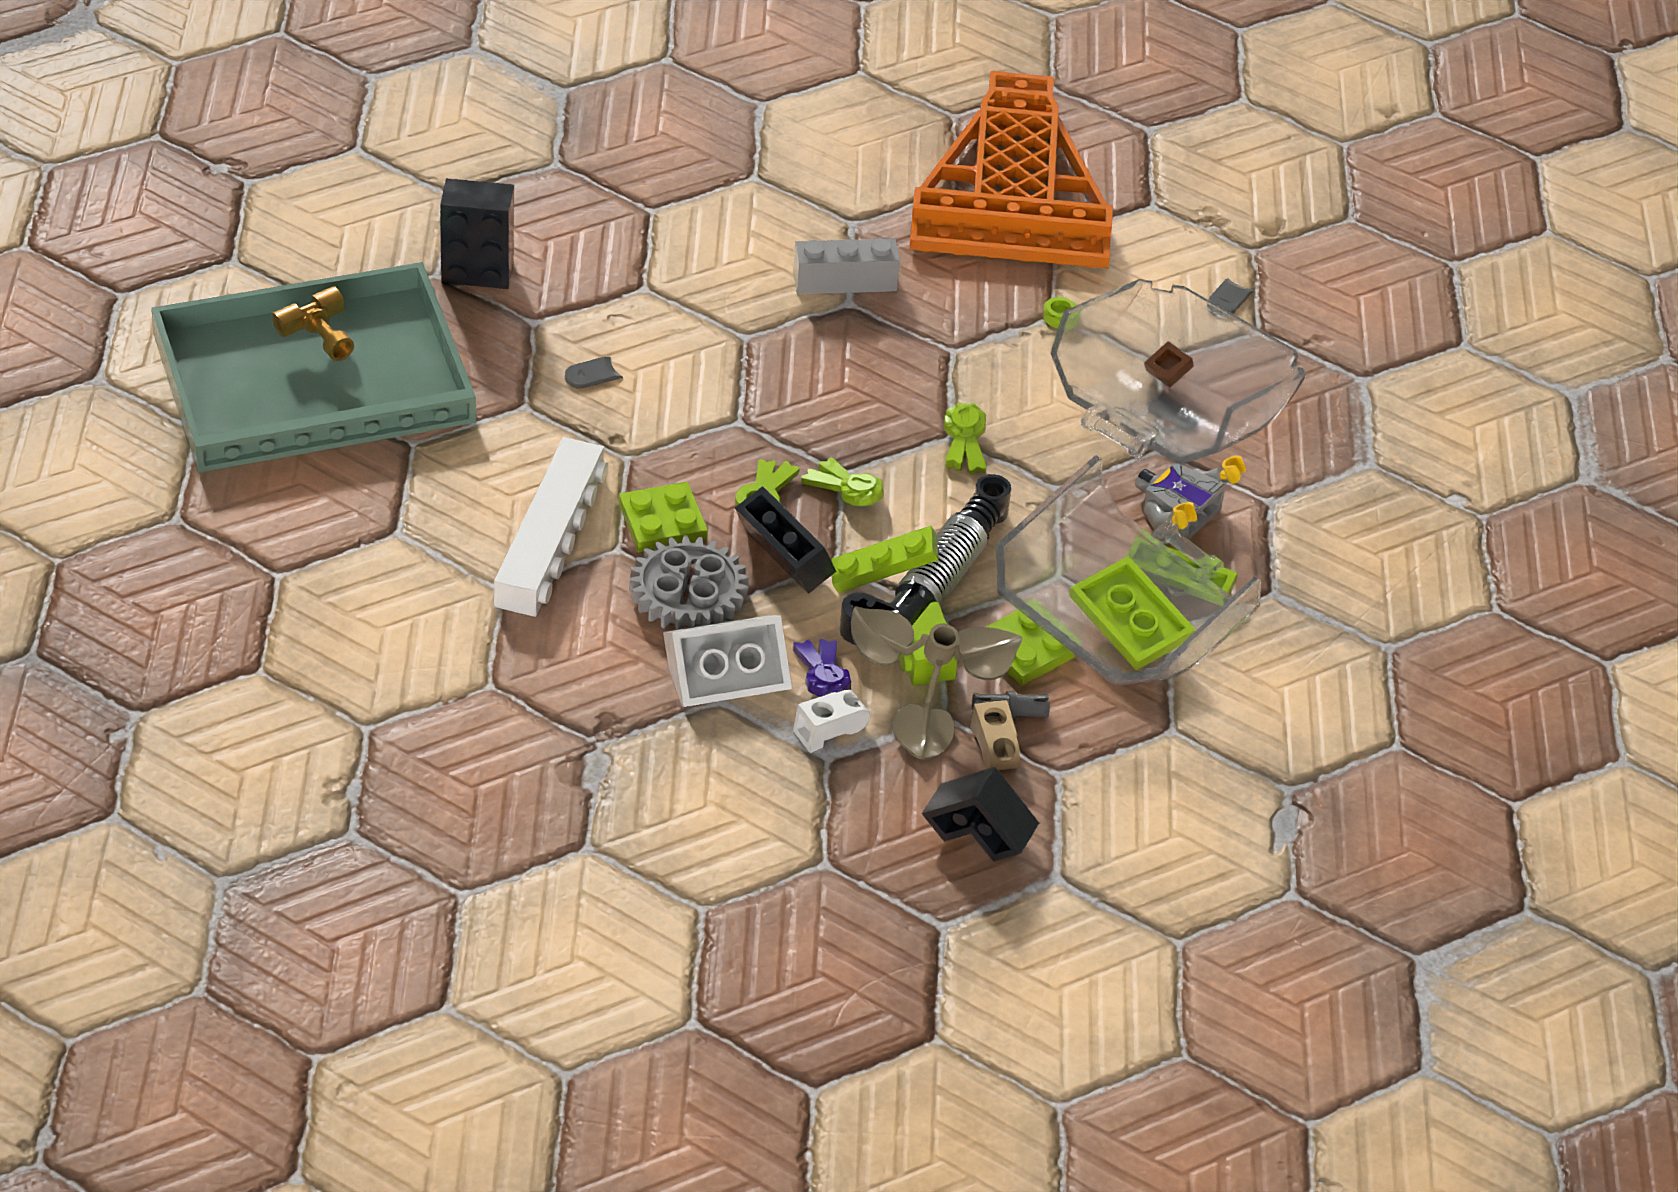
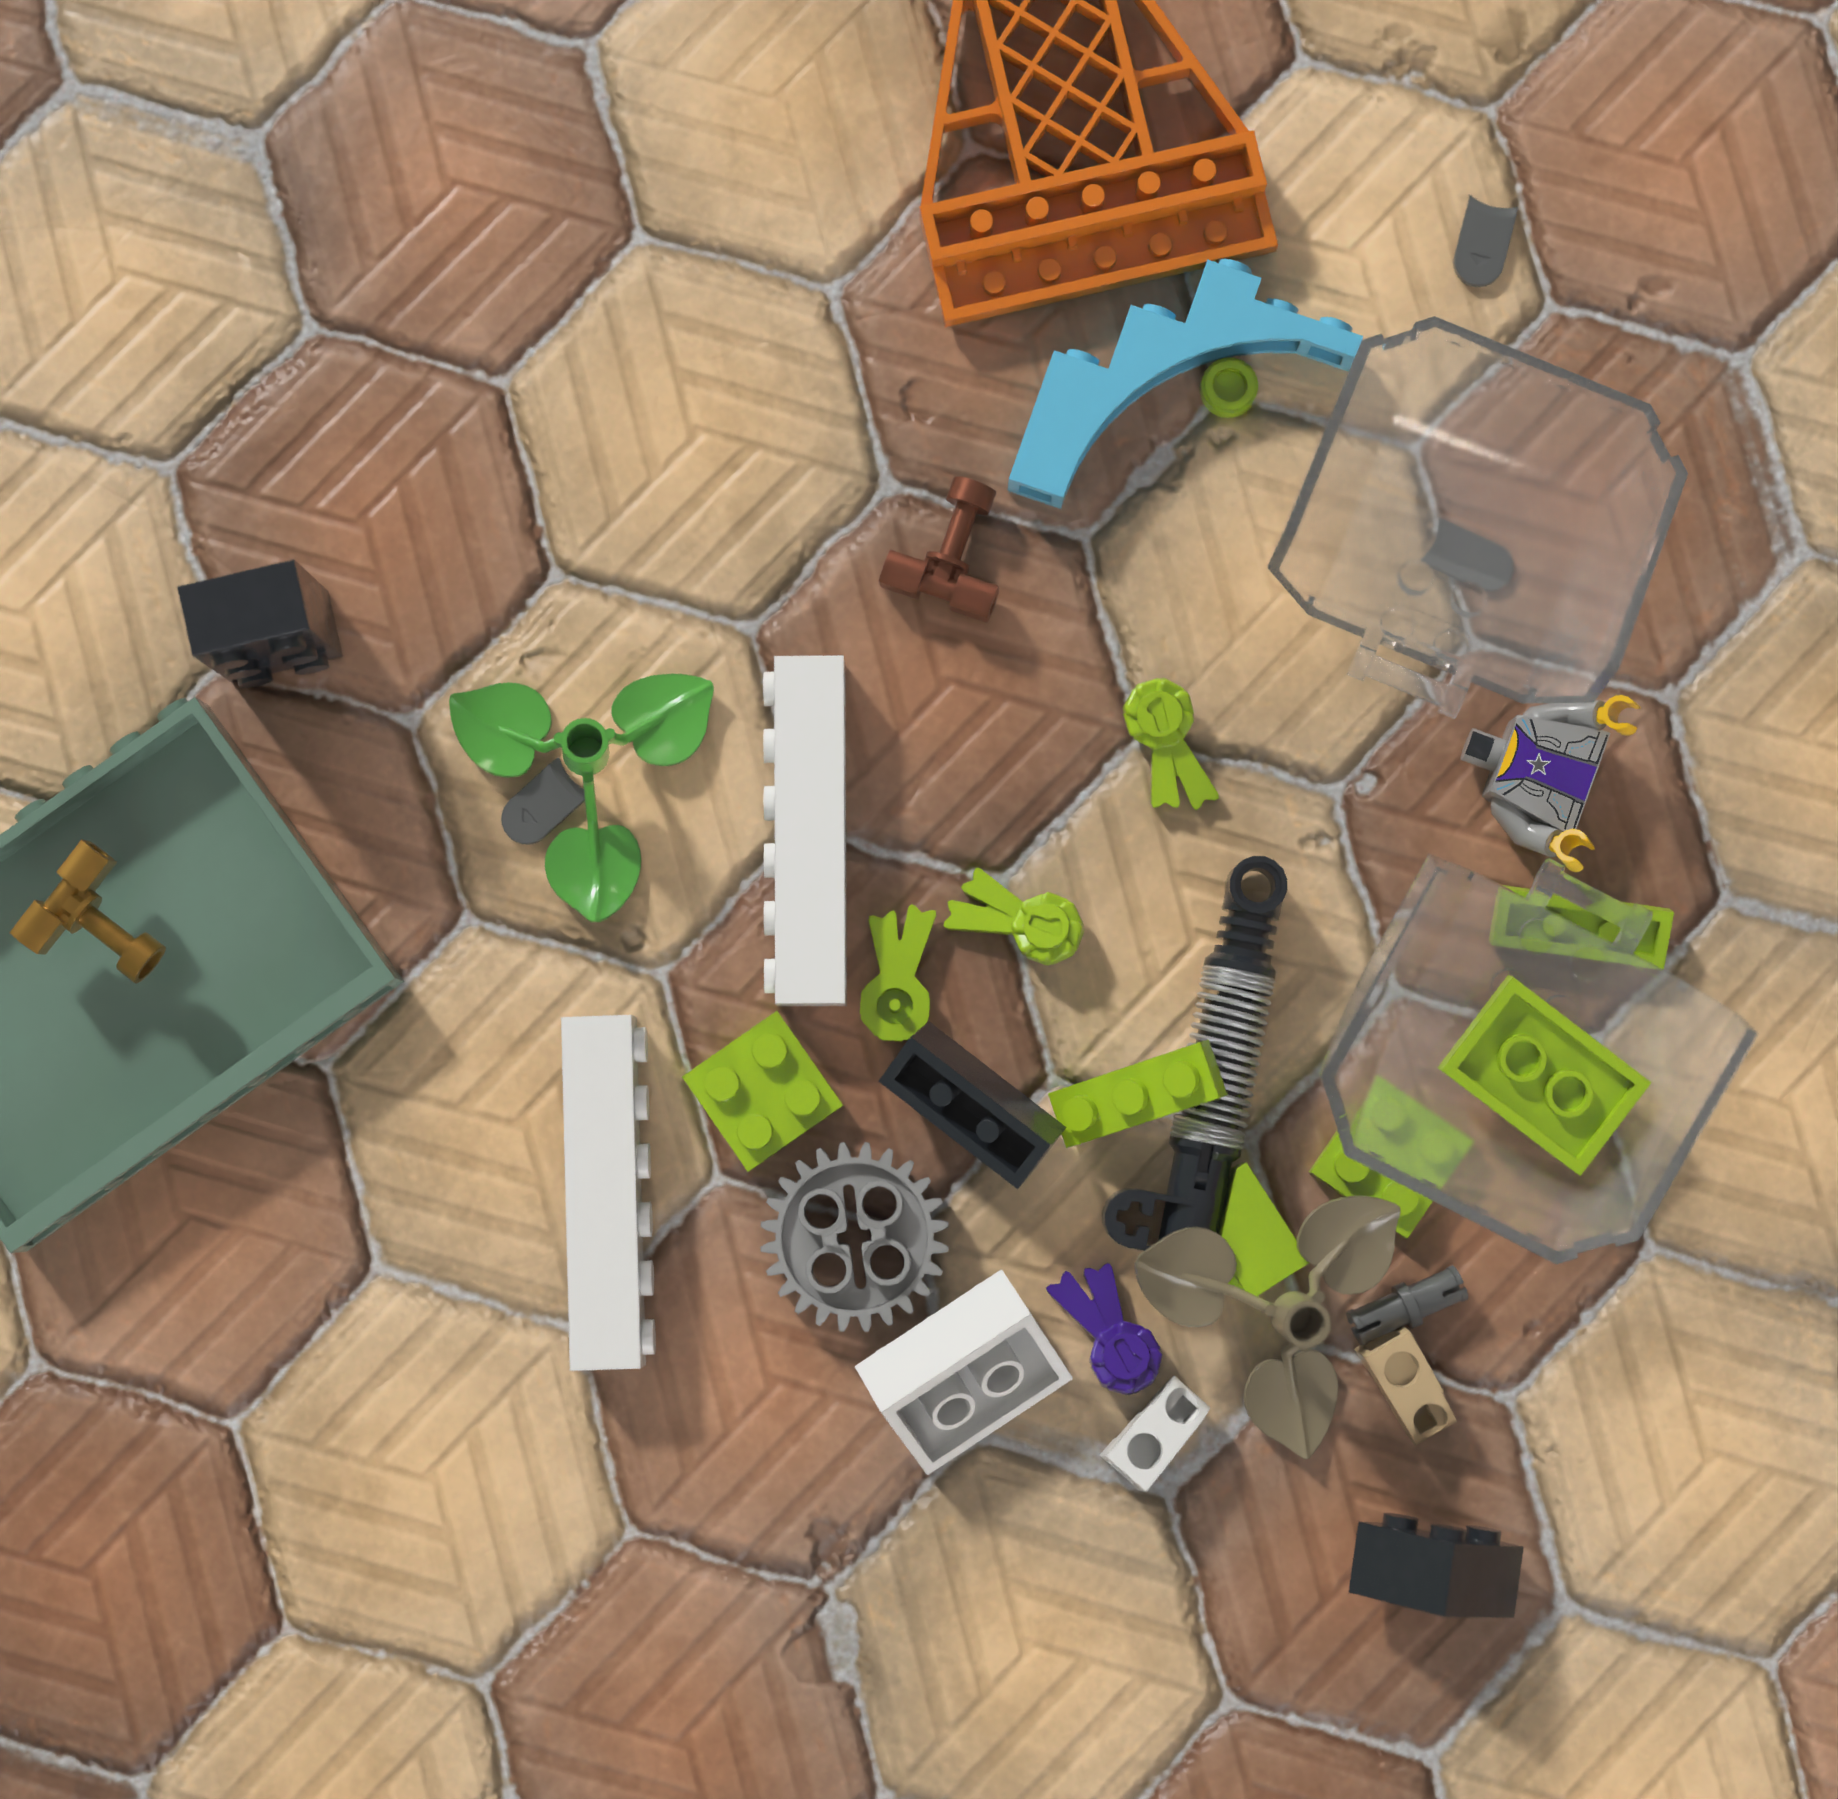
camera: 10 degrees left, 40 degrees up
(588, 335) = (507, 723): none -> bright green plant
(739, 414) = (809, 831): none -> white brick
(846, 266) = (864, 426): light grey brick -> none
(868, 334) = (943, 572): none -> copper bar
(975, 290) = (1223, 322): none -> medium azure arch
(1169, 364) = (1444, 475): reddish brown plate -> none

